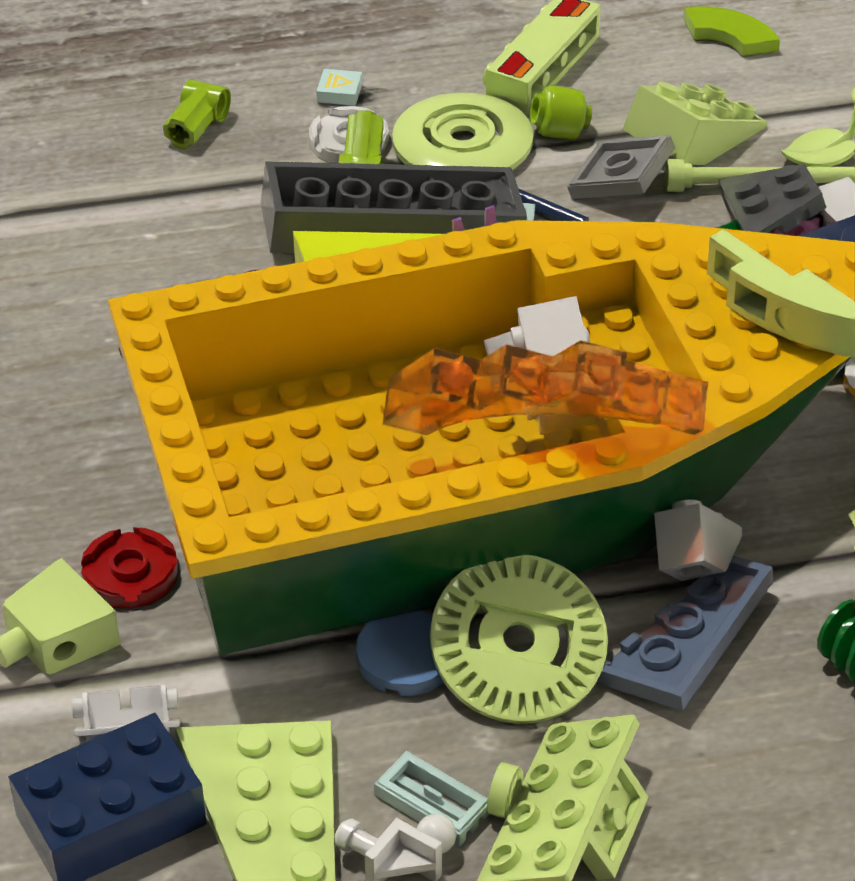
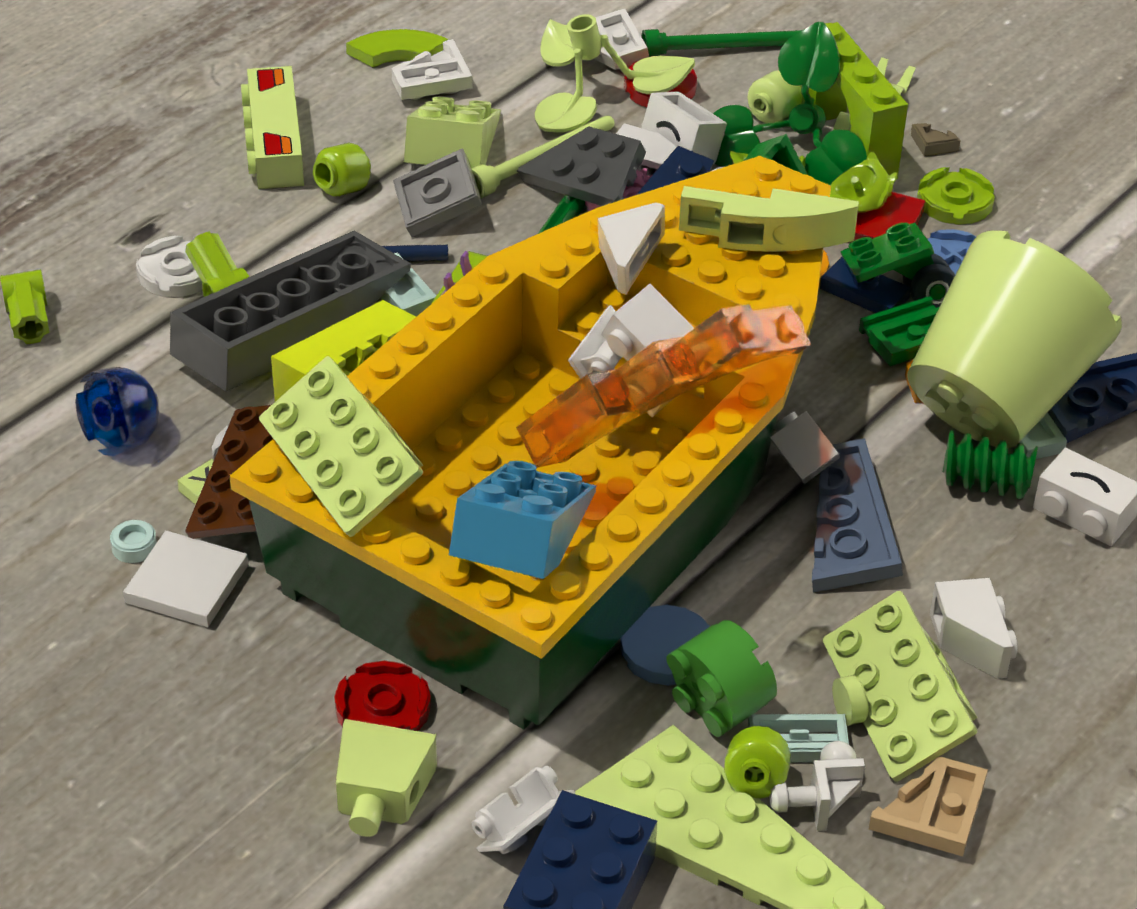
camera: 40 degrees left, 0 degrees up
(83, 338) = (132, 541): none -> light aqua tile
(85, 387) = (186, 578): none -> white tile
(170, 225) = (117, 409): none -> clear blue cylinder
(199, 311) = (341, 446): none -> yellowish green bracket
(269, 445) = (520, 518): none -> dark azure slope
(339, 87) = (125, 229): light aqua tile -> none
(357, 788) = (757, 761): none -> lime head
(396, 700) = (721, 677): none -> bright green brick
(459, 112) = (240, 217): yellowish green piece -> none
(513, 683) = (753, 546): yellowish green piece -> none
(635, 261) = (629, 241): none -> white slope
(695, 787) = (973, 625): none -> white slope
(732, 64) = (433, 74): none -> white wing

